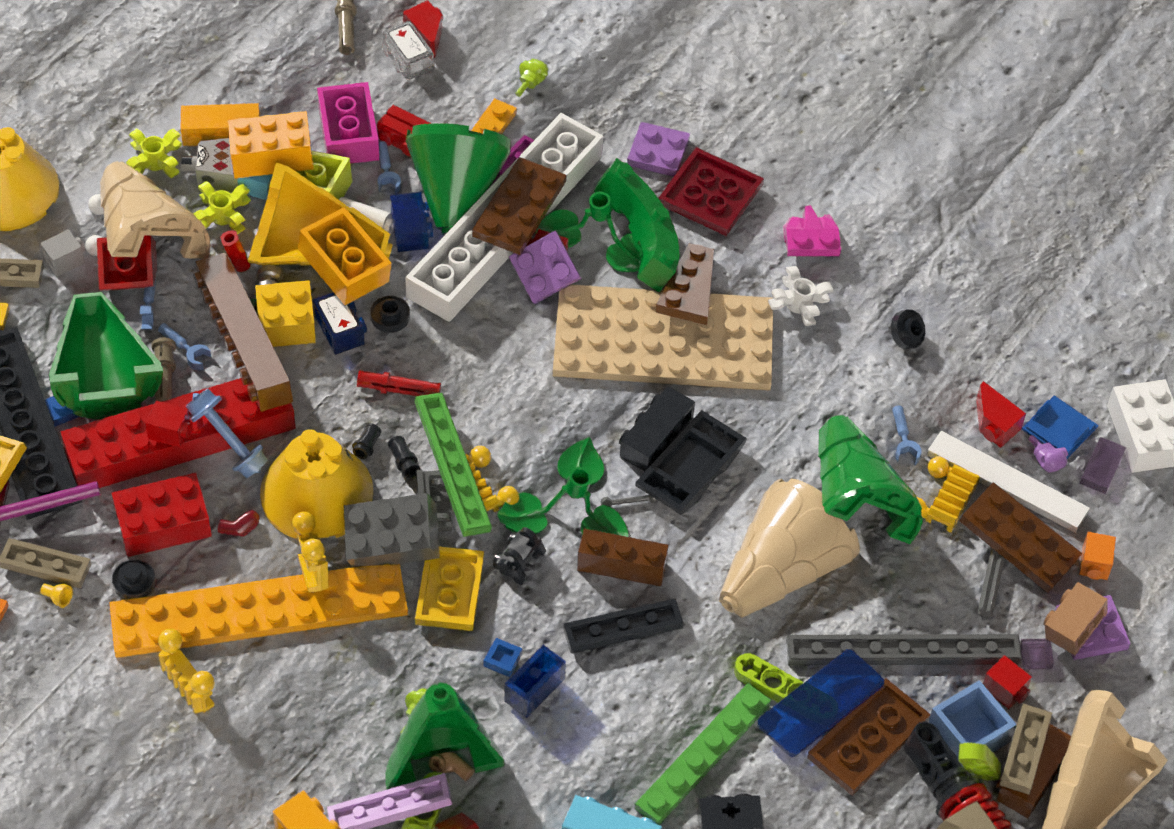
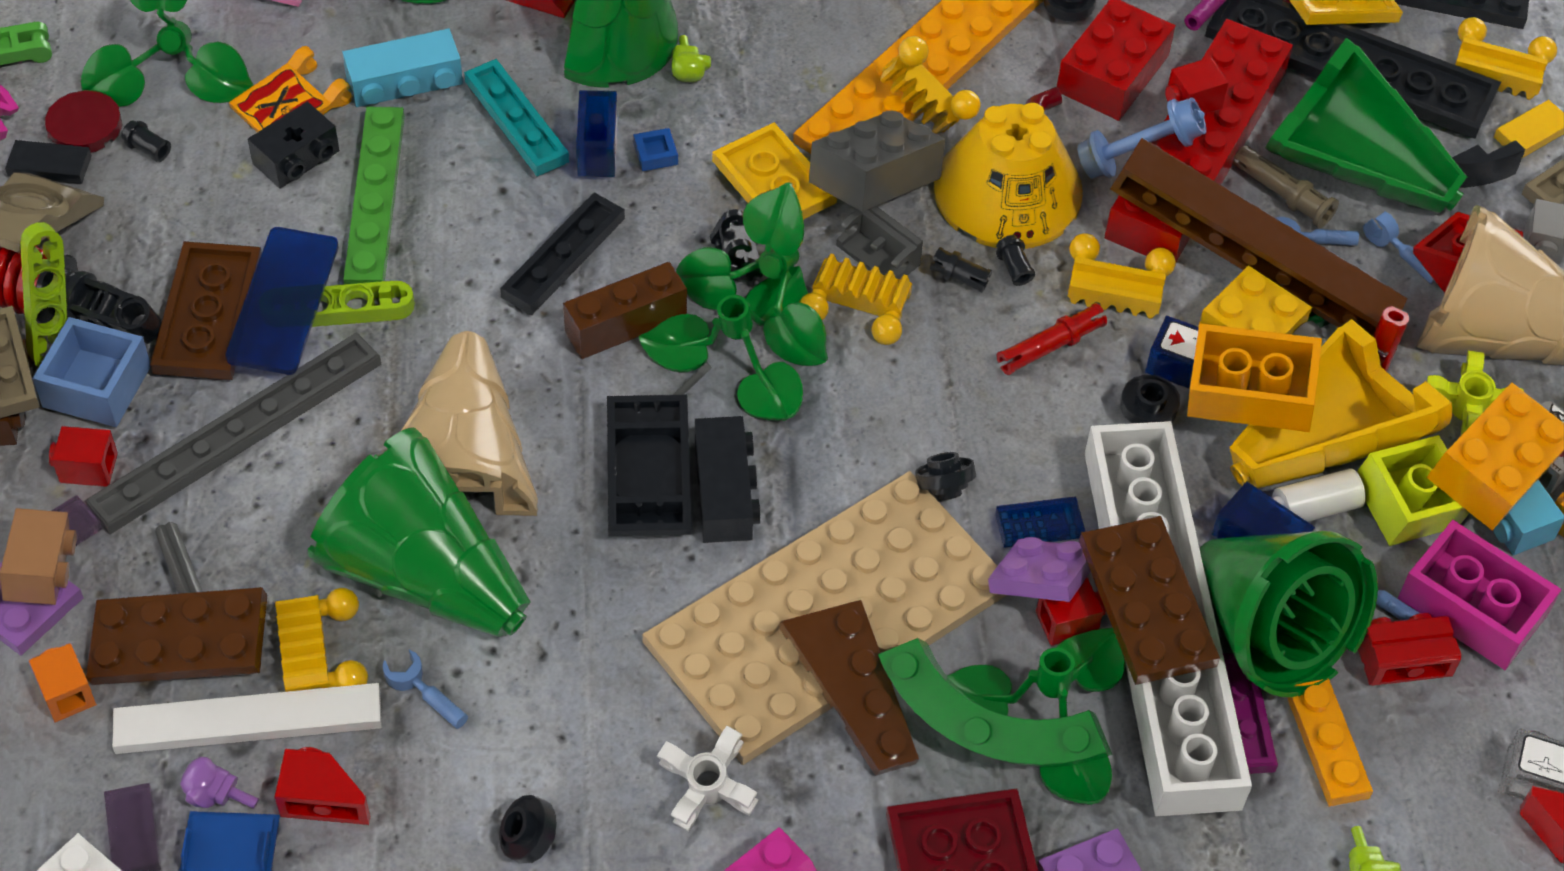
camera: 140 degrees right, 0 degrees up
(37, 304) = (1491, 167): none -> black slope
(329, 387) = (1116, 283): none -> yellow gear
(453, 464) = (901, 275): bright green tile -> none
(510, 307) = (1044, 519): none -> clear blue tile
(514, 514) = (777, 223): none -> green plant
(538, 350) = (946, 475): none -> black plate
(567, 744) = (517, 117): none -> teal plate

